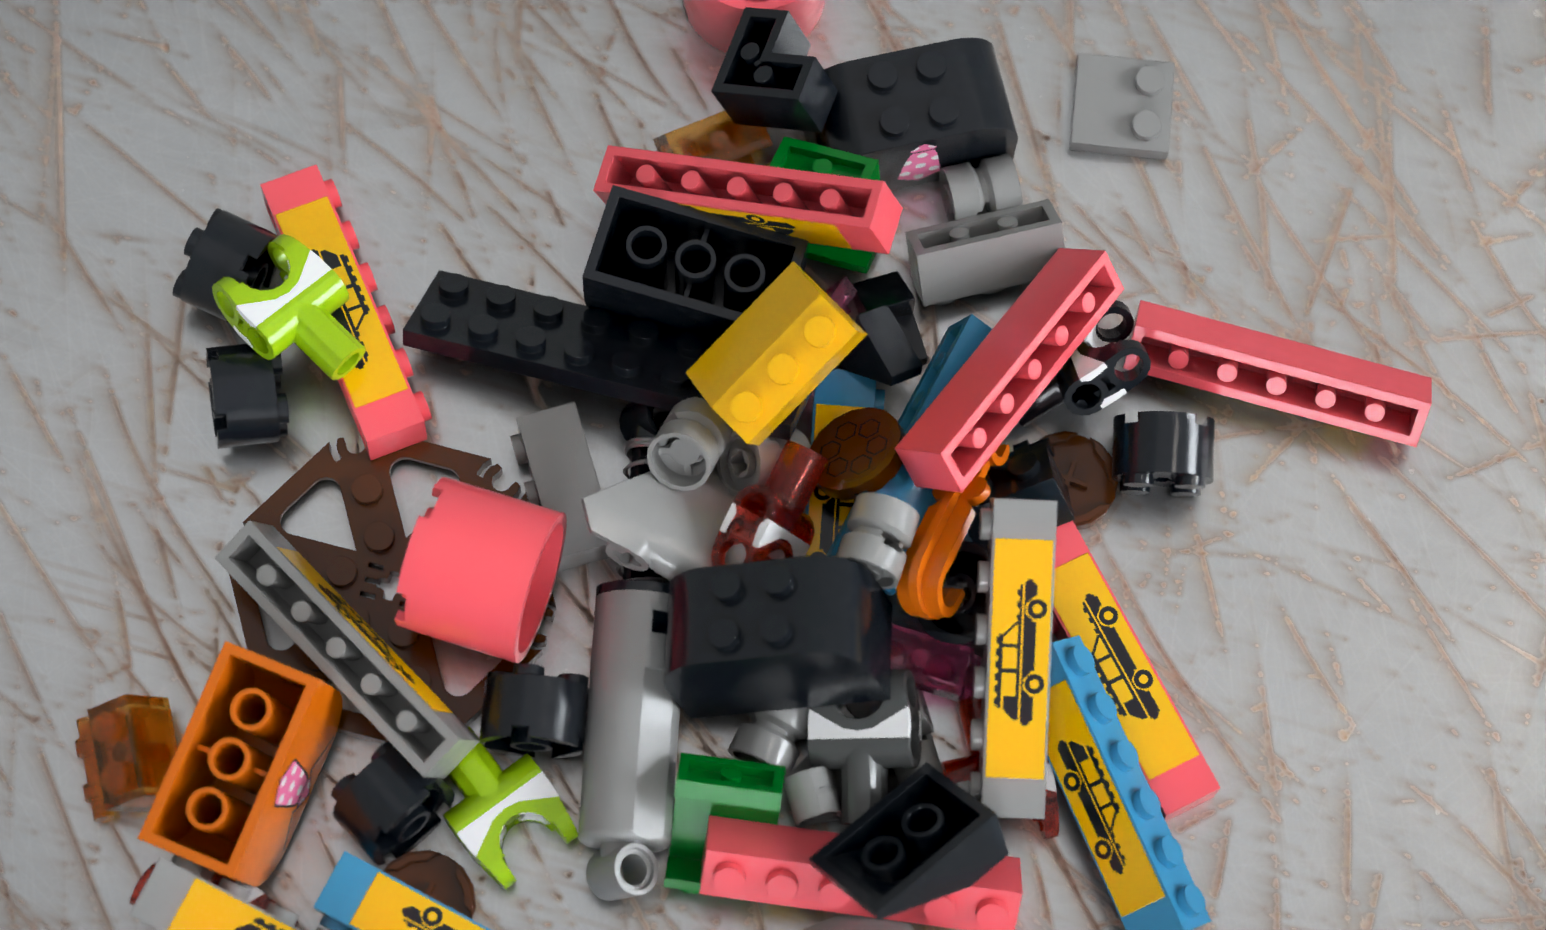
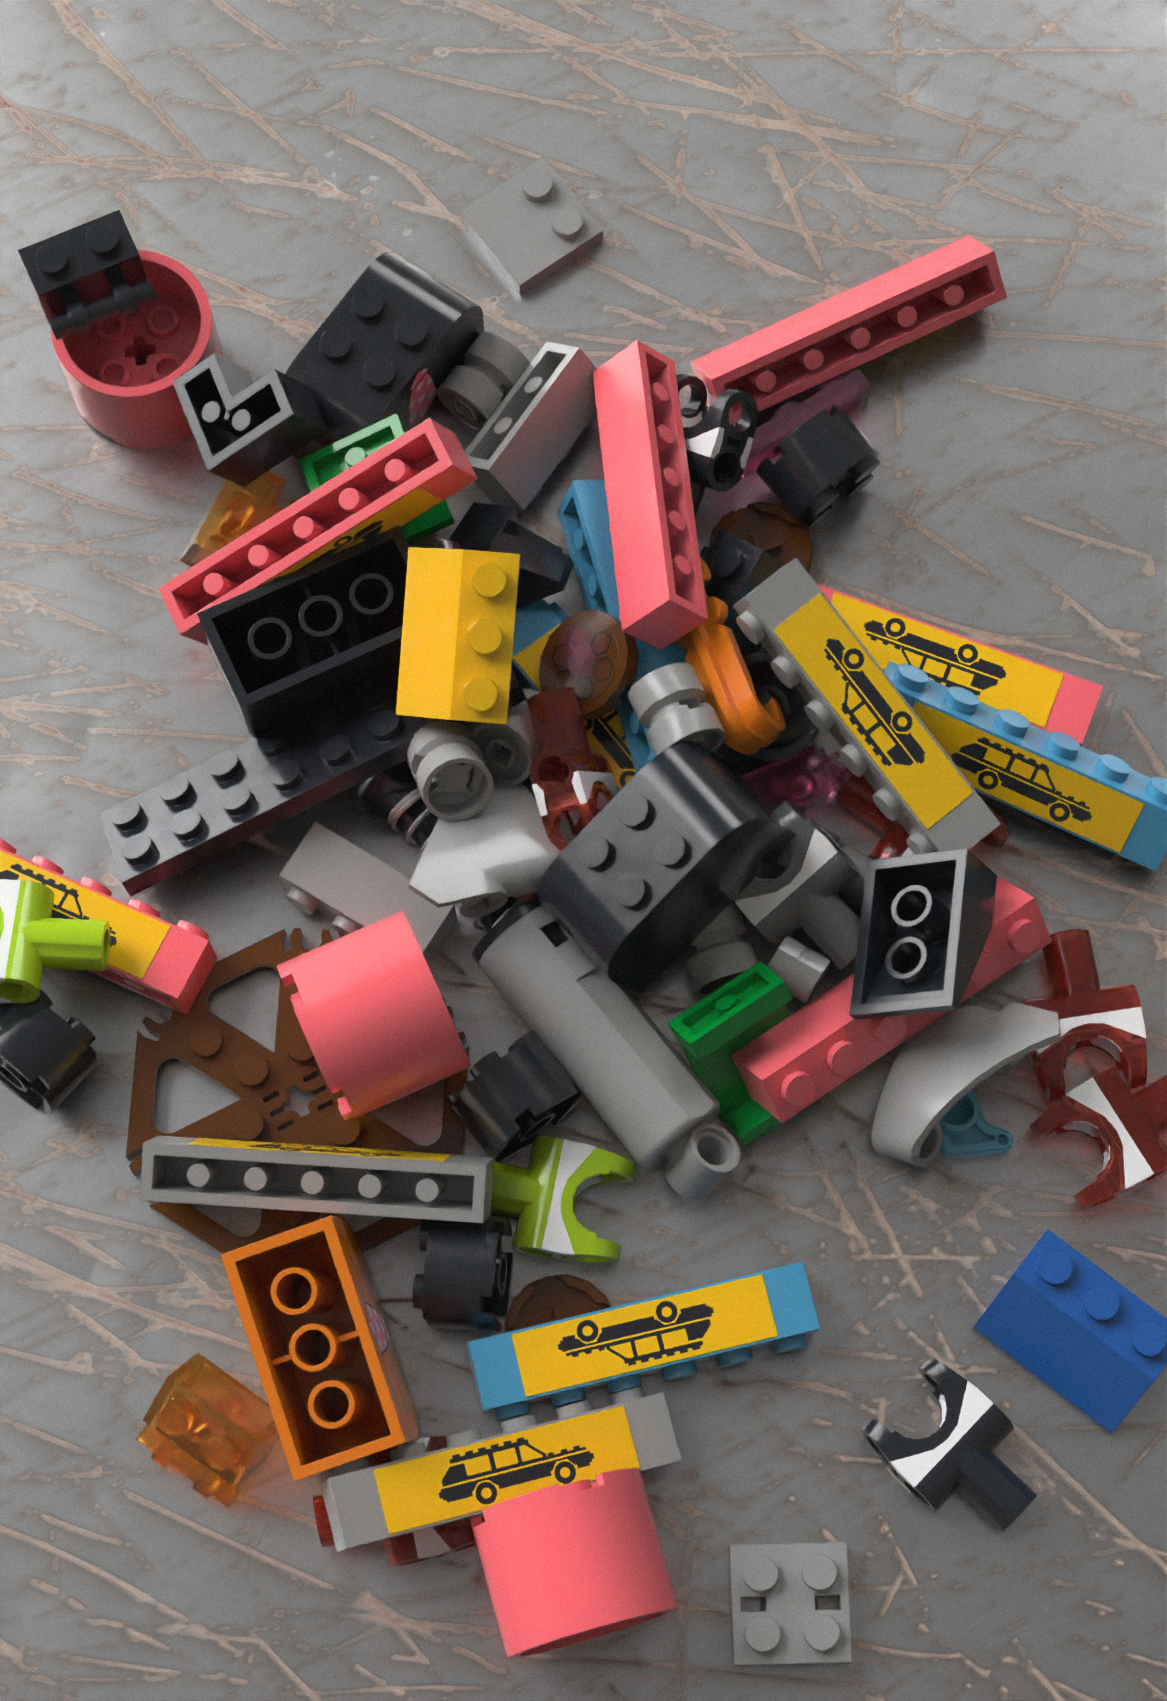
camera: 35 degrees left, 0 degrees up
(1230, 415) = (848, 392): none -> clear pink plate

